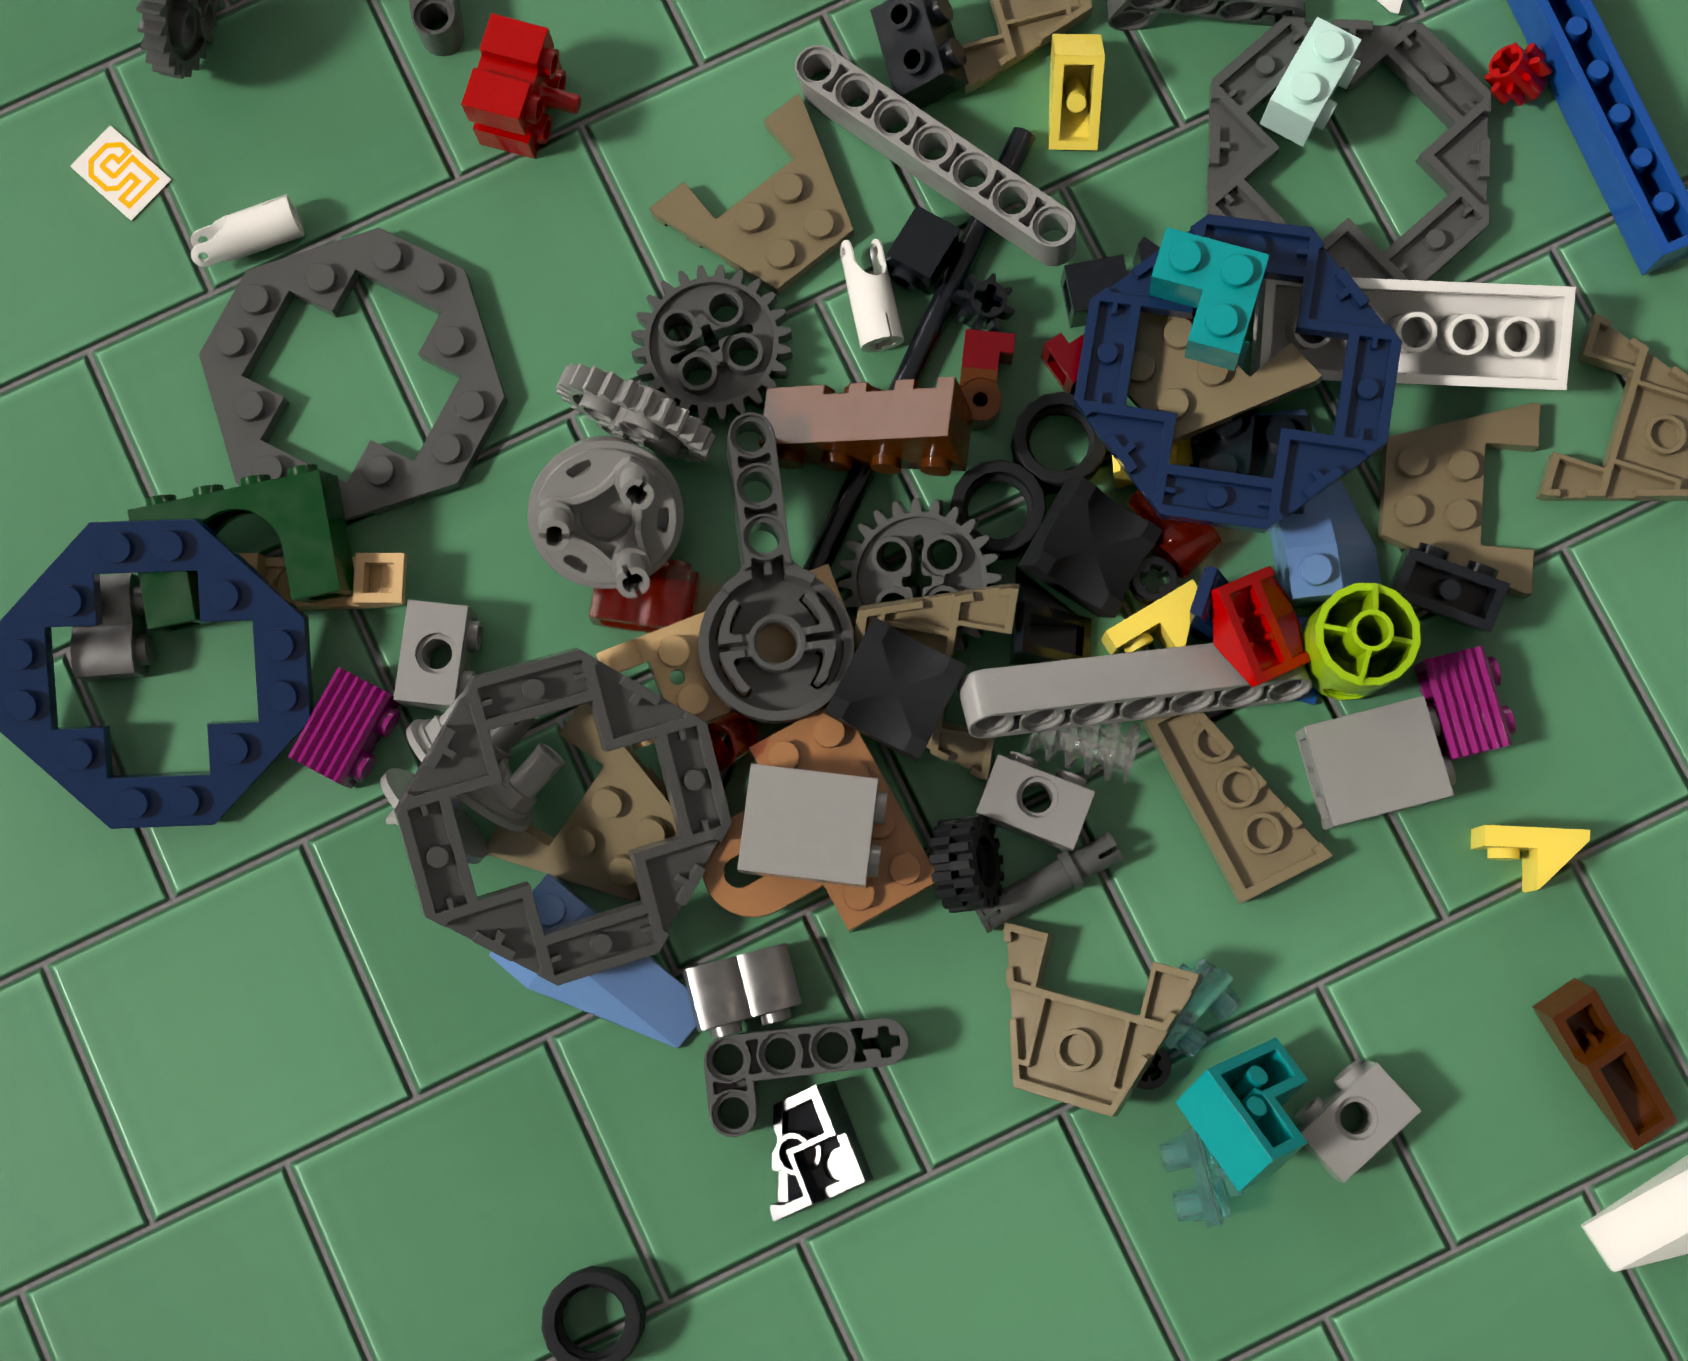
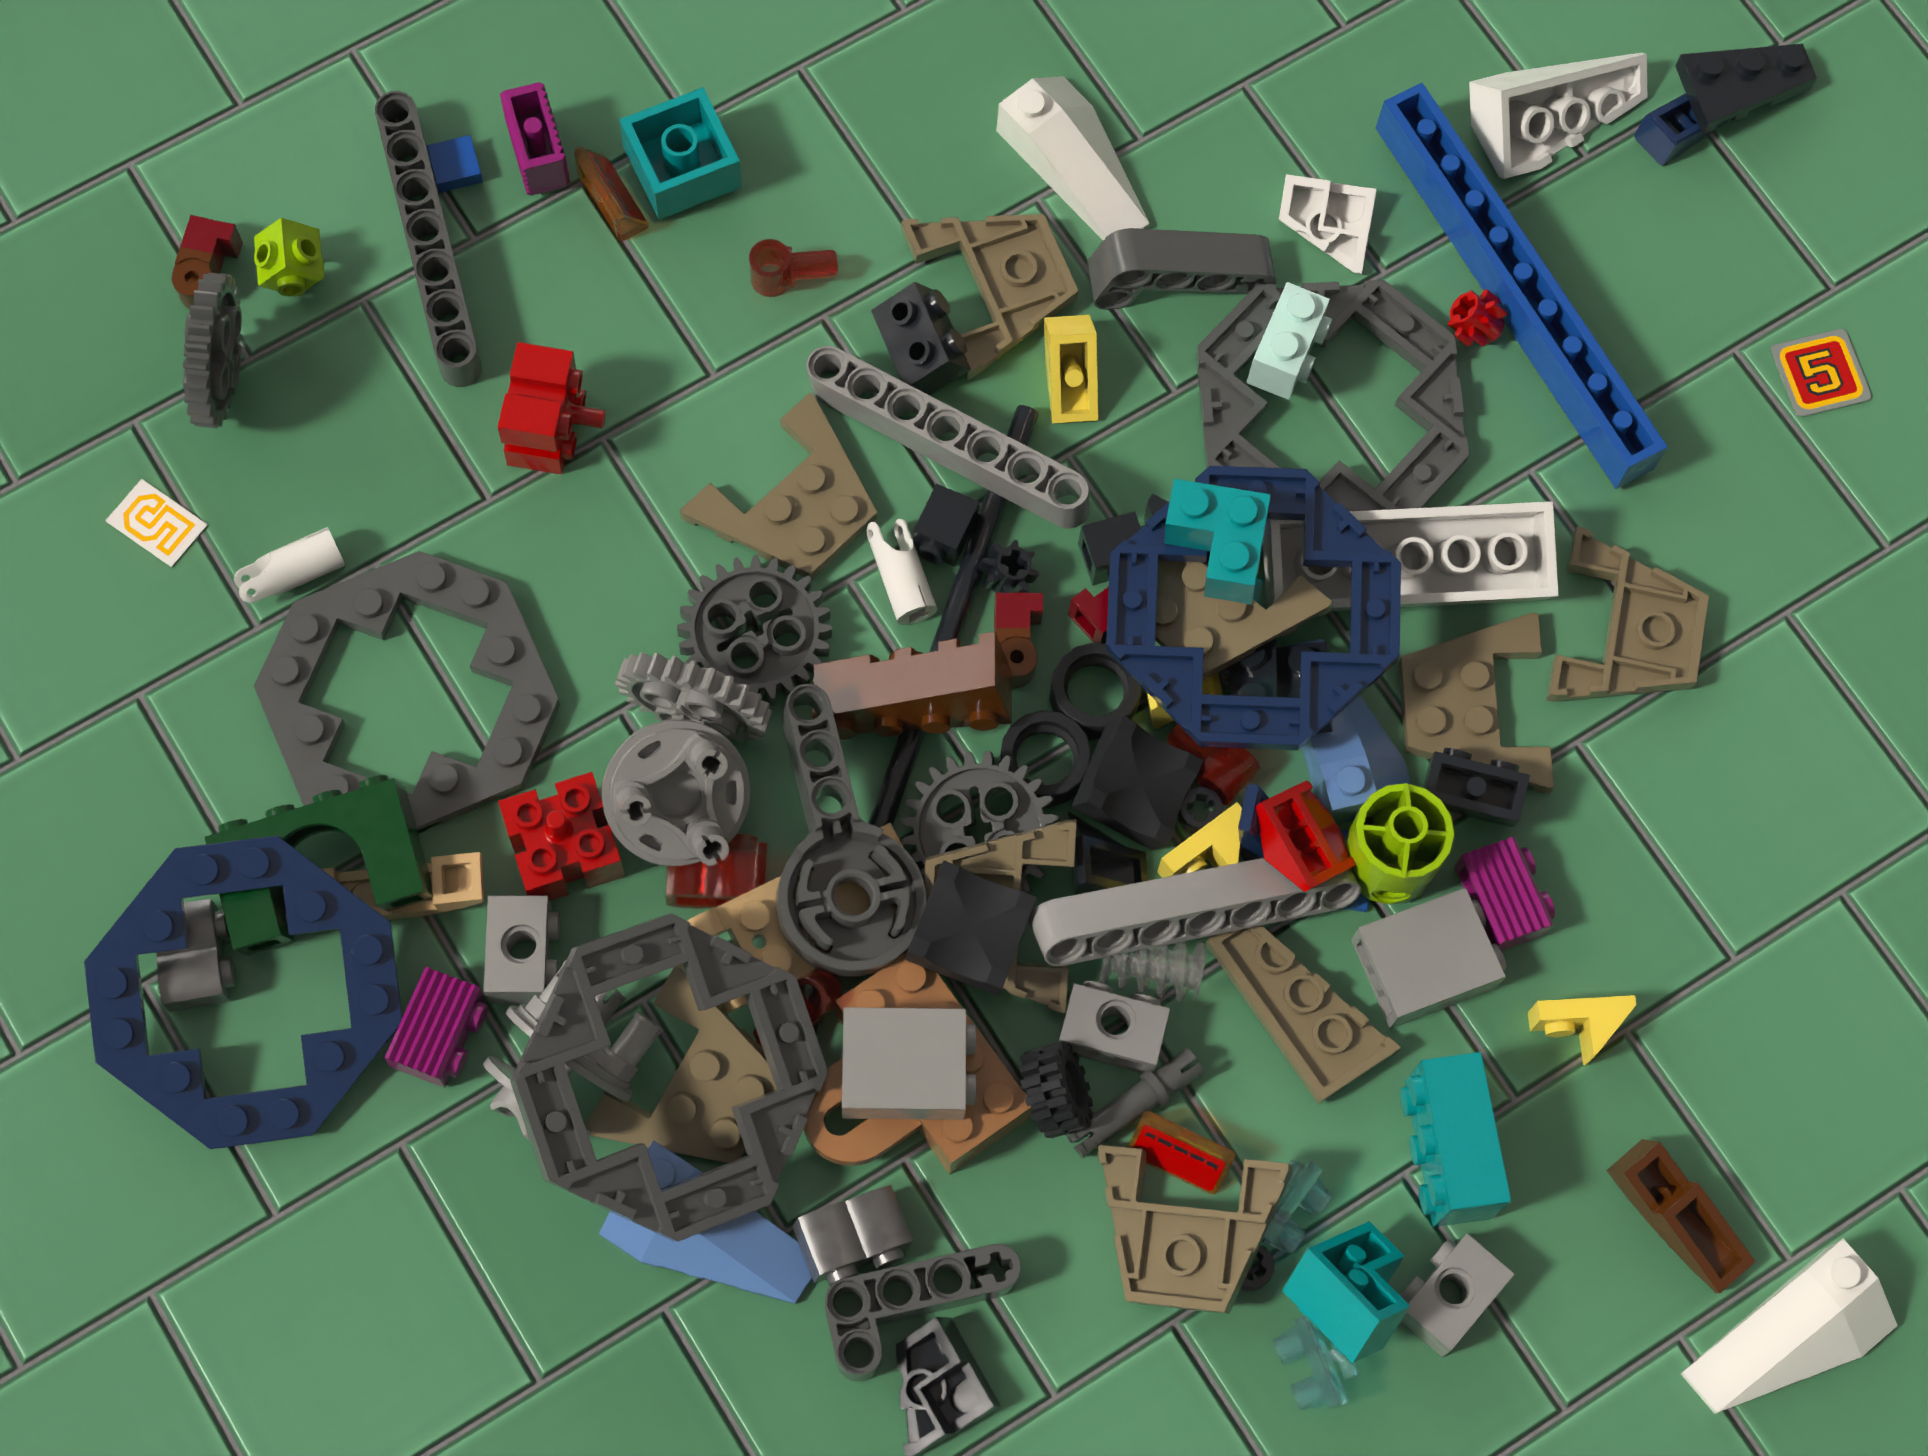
camera: 20 degrees left, 10 degrees down
(488, 546) = (561, 838): none -> red brick
(1089, 940) = (1182, 1152): none -> slope
(1378, 963) = (1455, 1140): none -> teal brick

